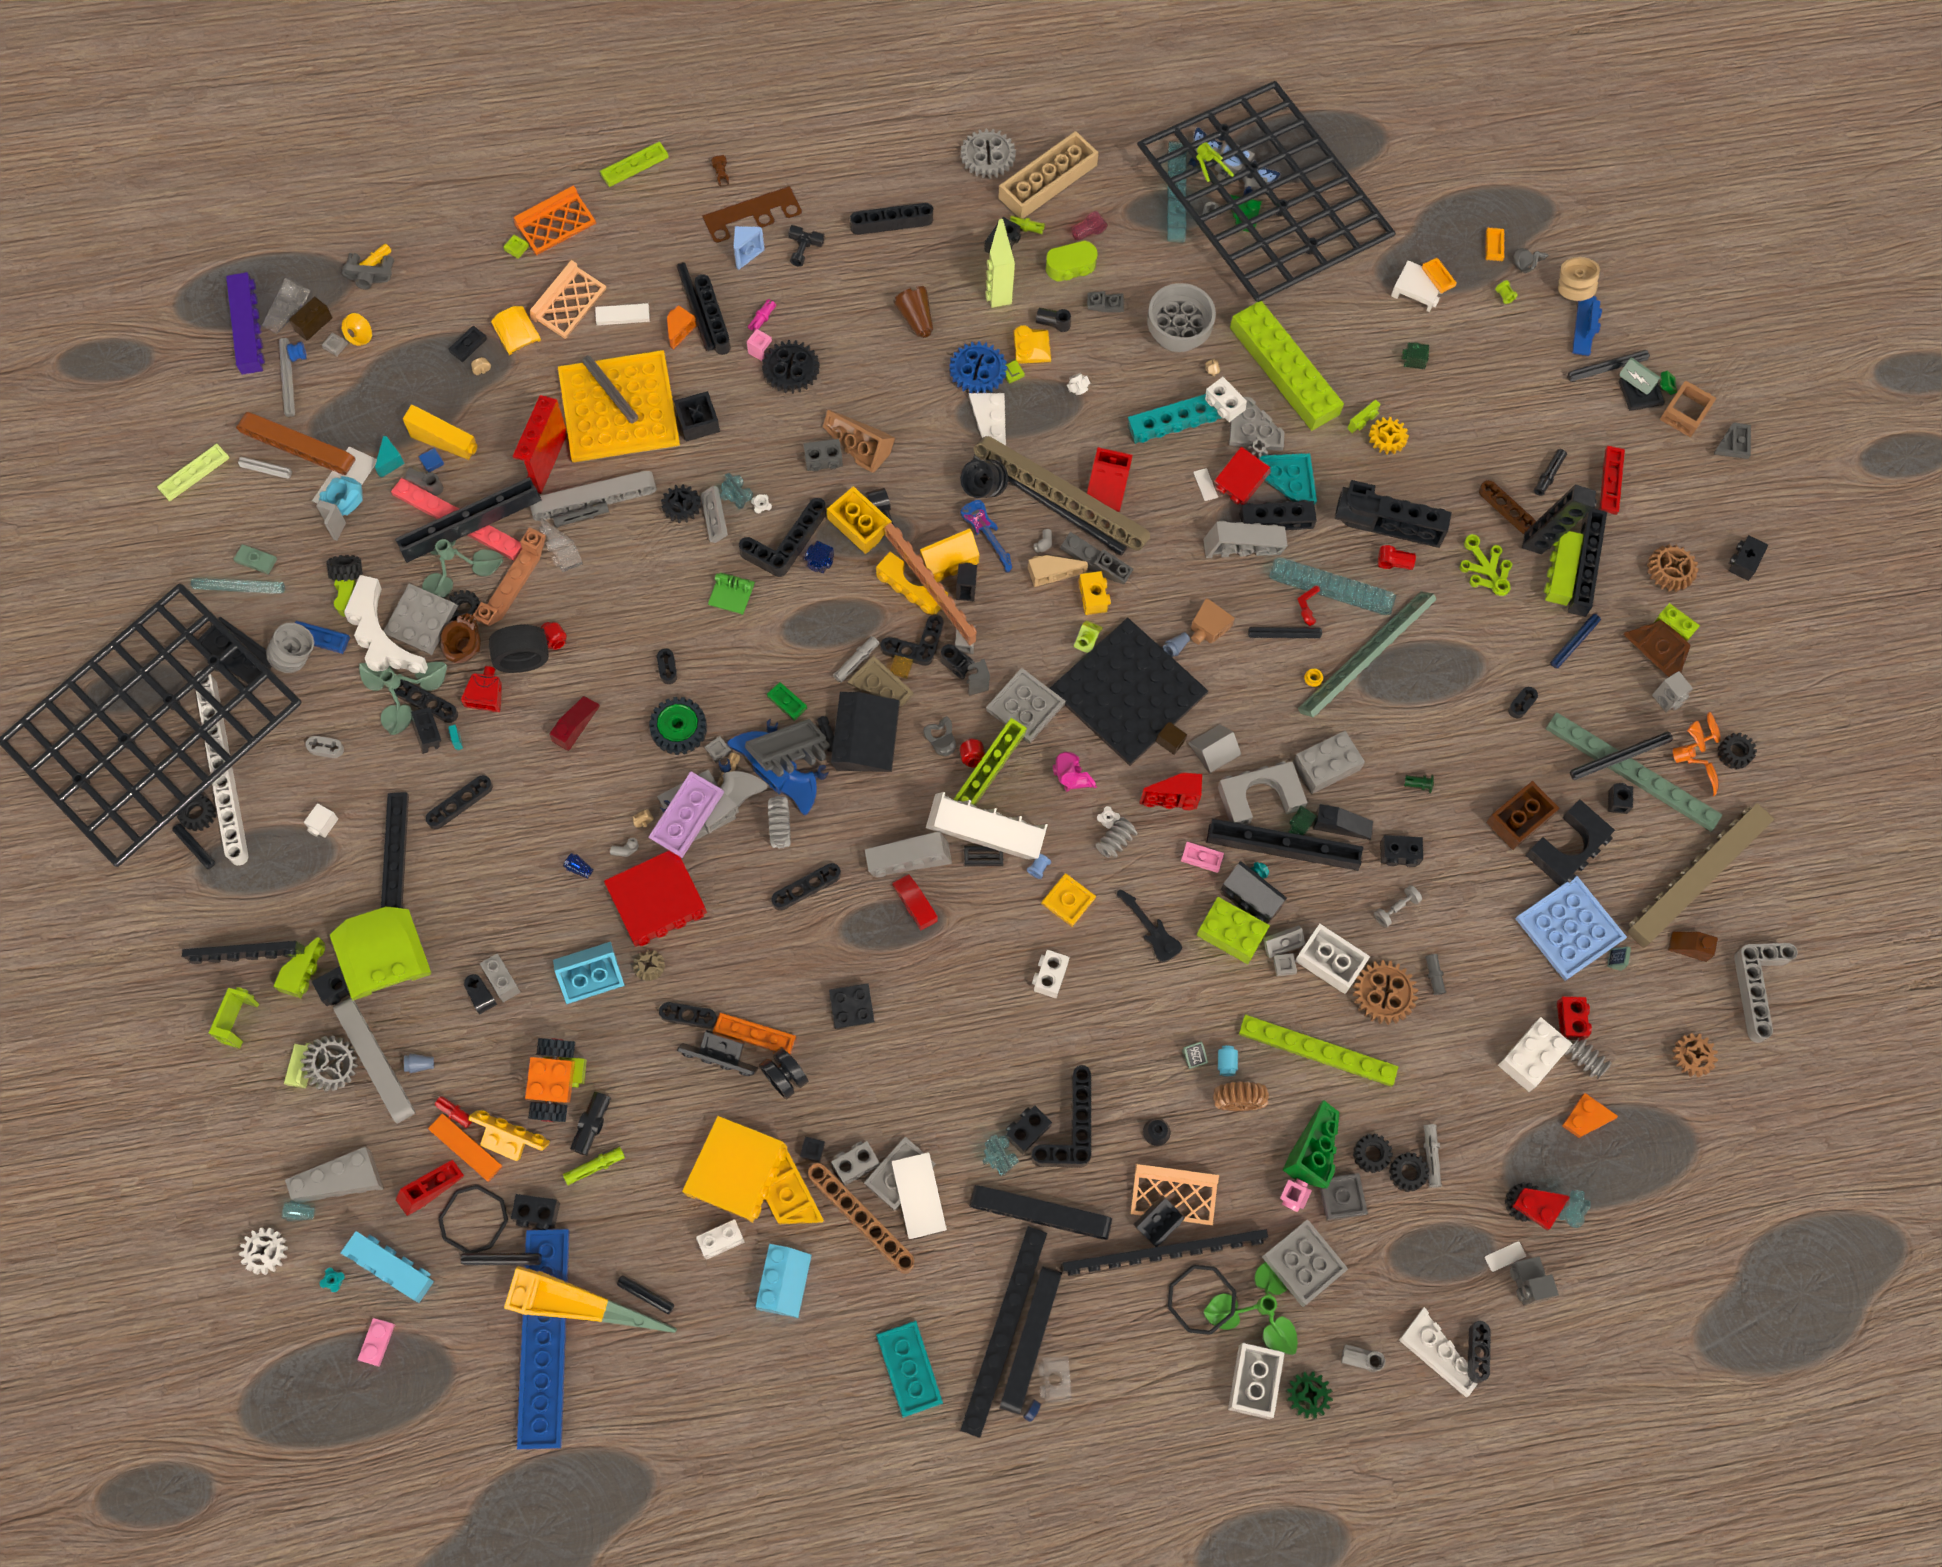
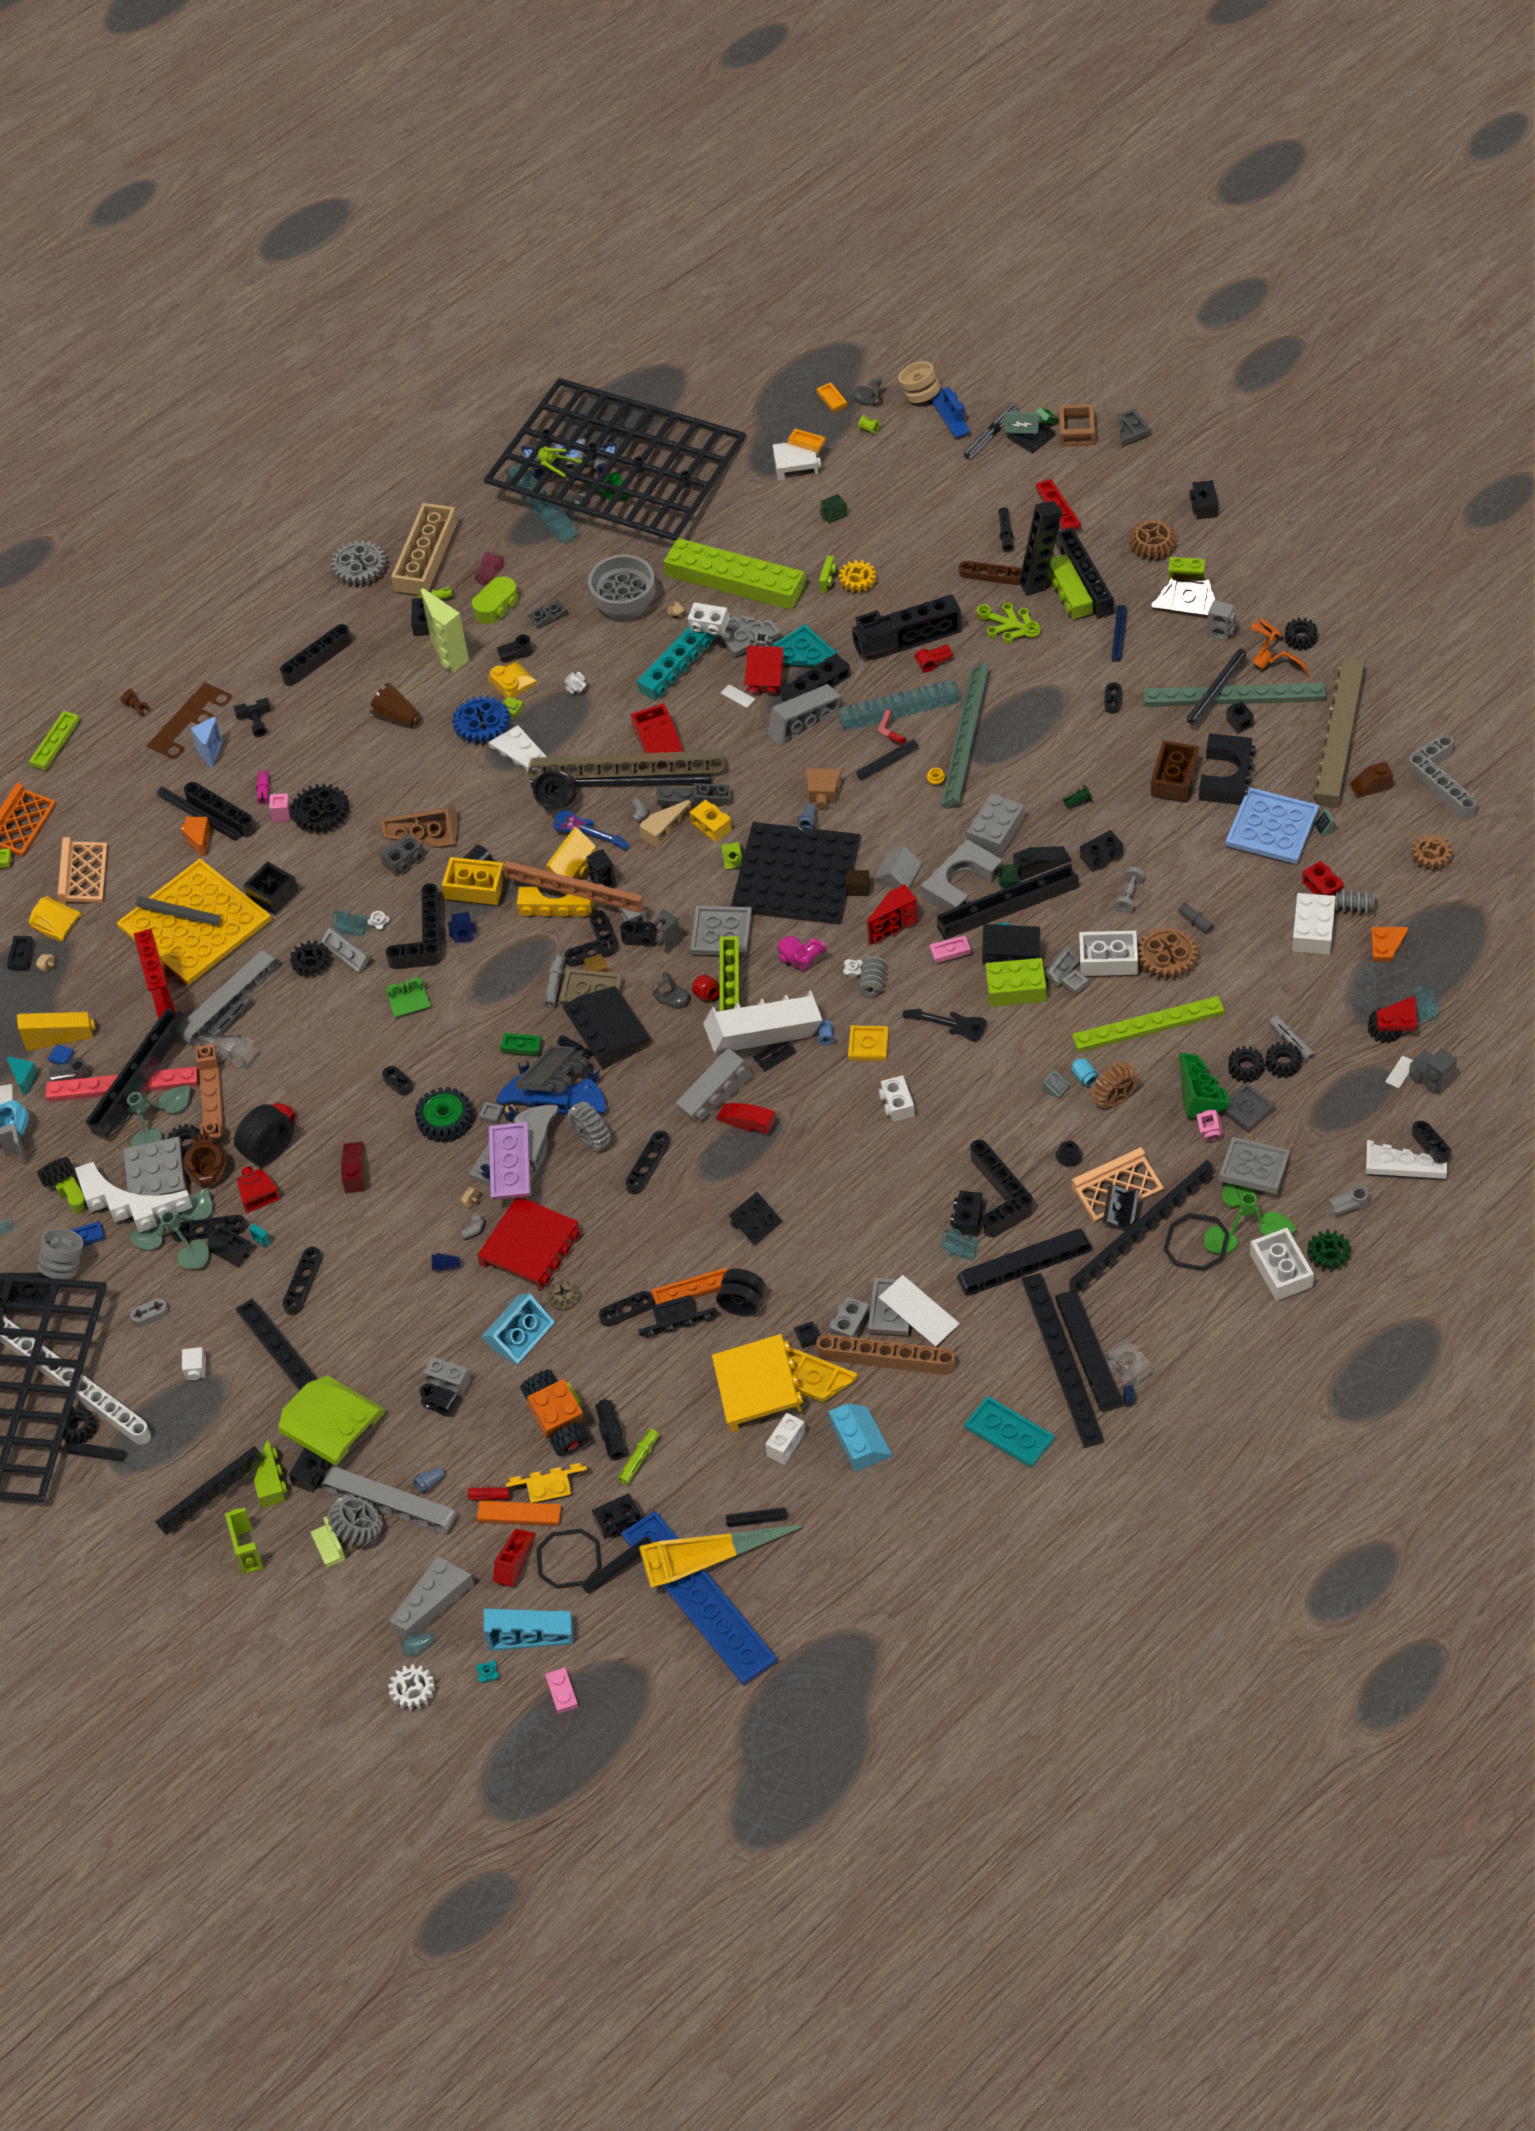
camera: 25 degrees left, 15 degrees down
(622, 314) = (138, 855): white tile -> none

